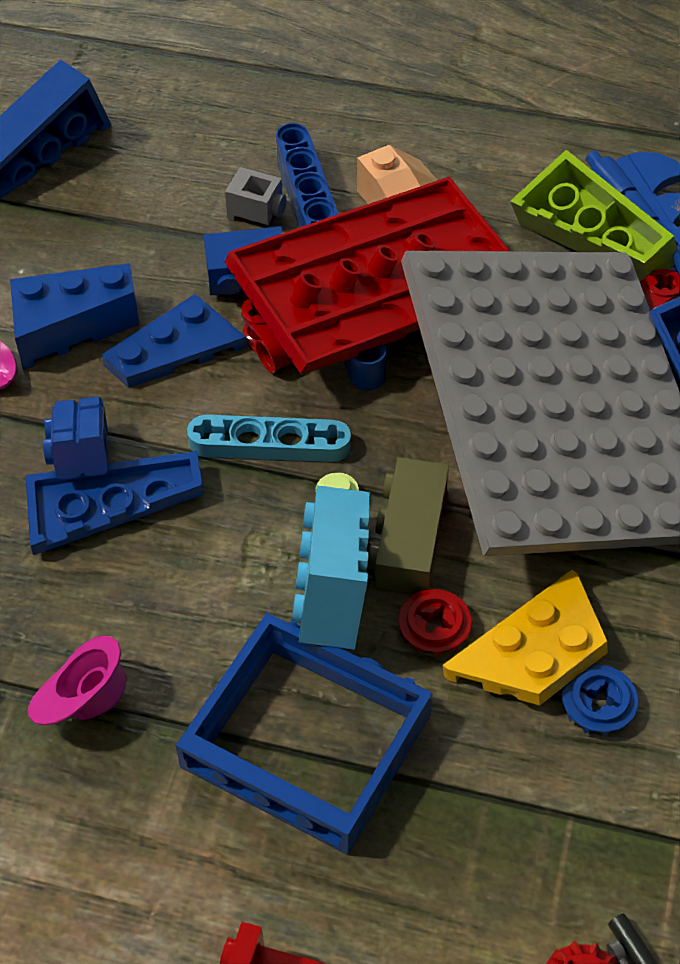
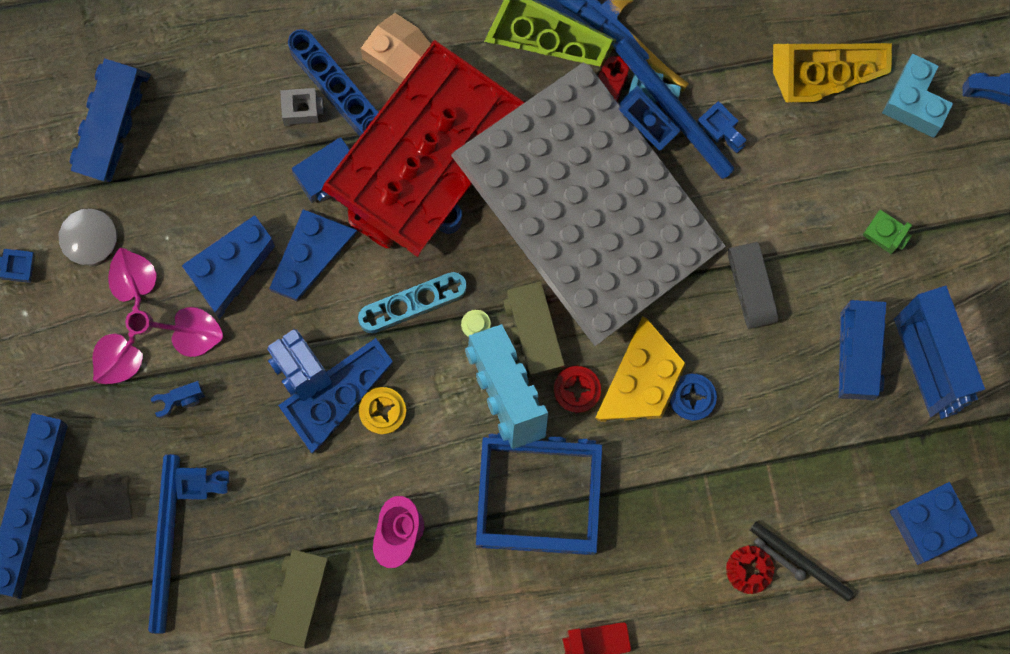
camera: 30 degrees left, 25 degrees up
(140, 532) = (386, 397): none -> yellow gear

